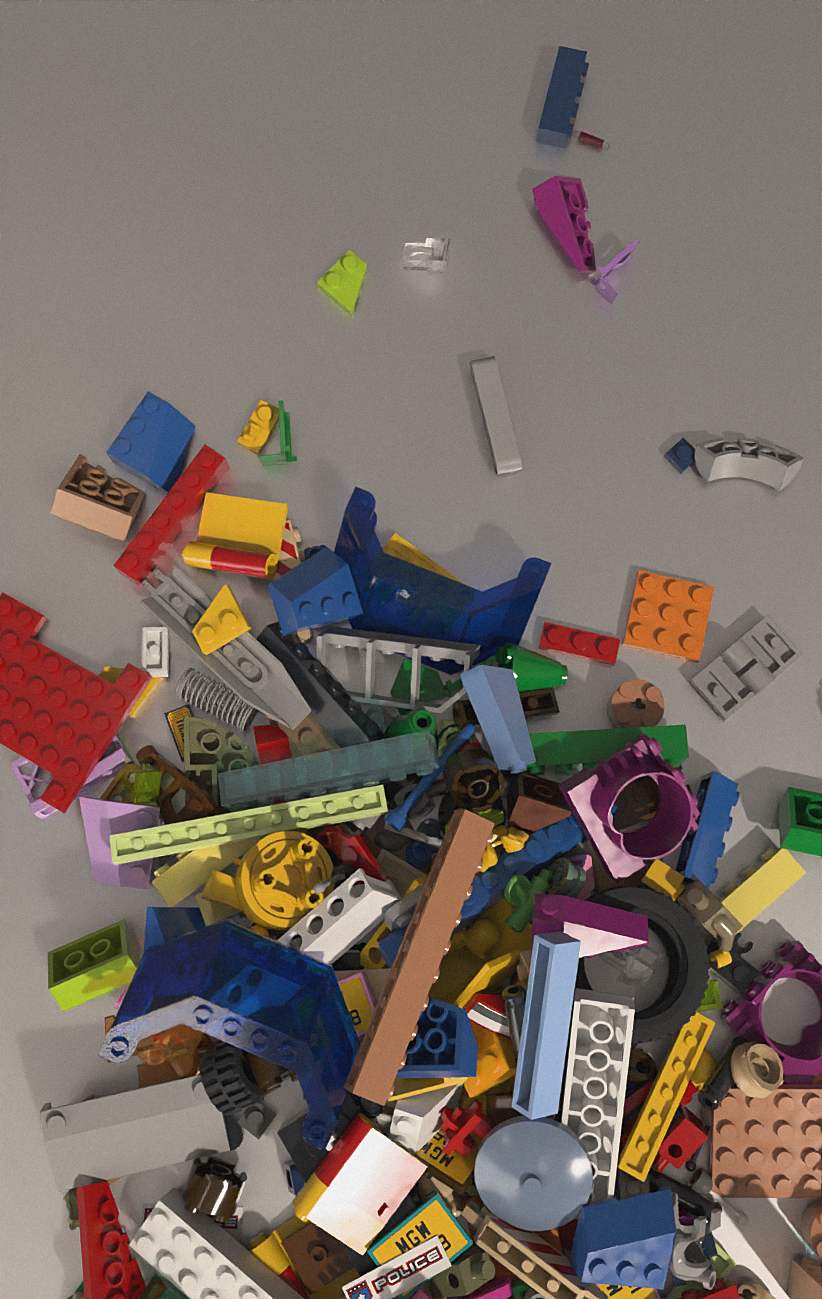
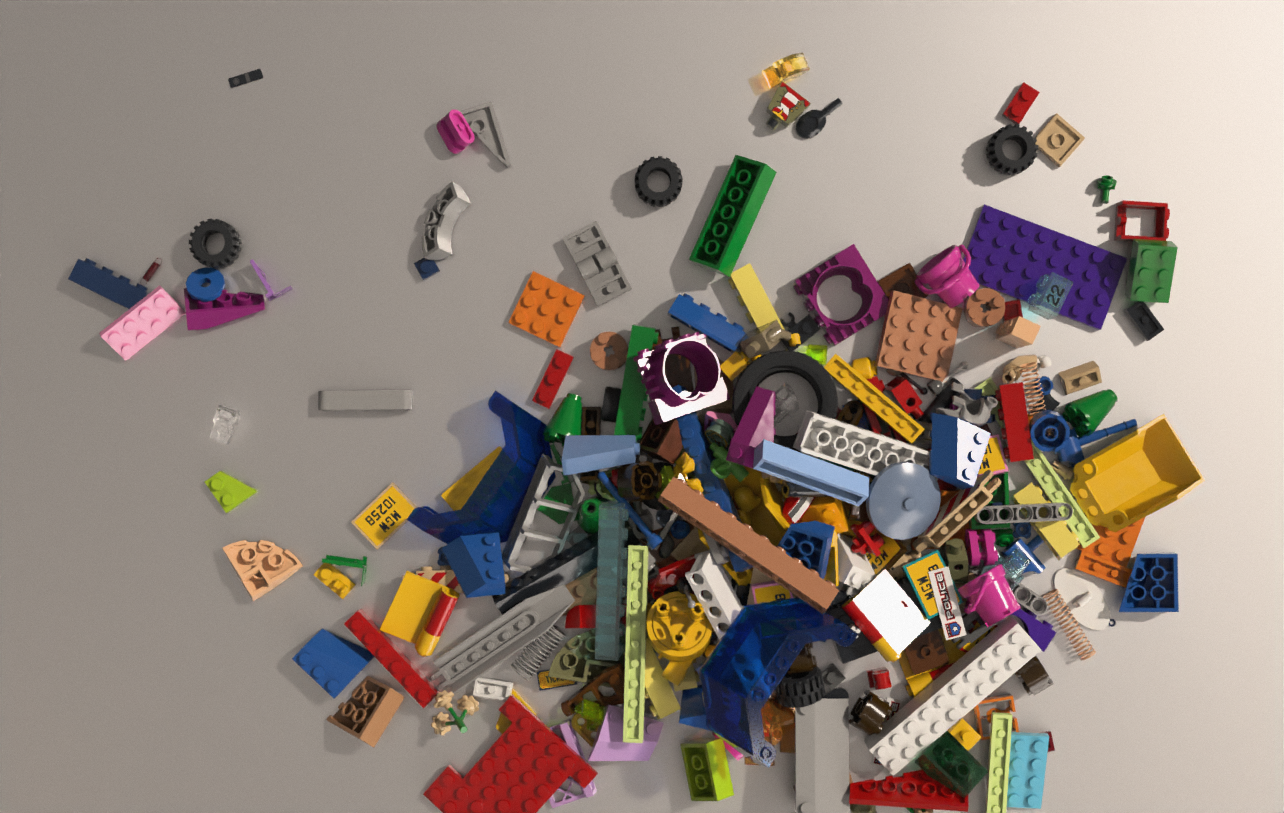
camera: 80 degrees left, 10 degrees up
(100, 600) = (442, 723): none -> tan plant
(220, 622) = (484, 636): yellow wing -> none
(259, 335) = (261, 565): none -> light nougat brick
(266, 1190) = (879, 678): none -> red leg
(294, 1178) = (874, 658): dark blue plate -> none
(348, 465) = (384, 516): none -> yellow tile
(527, 137) = (142, 323): none -> bright pink plate
(565, 721) = (610, 404): none -> black tyre
(603, 202) = (205, 275): none -> blue tile
(646, 182) = (200, 237): none -> black tyre
(720, 1079) = (869, 355): black axle -> none
(756, 1069) = (871, 335): tan hat -> none

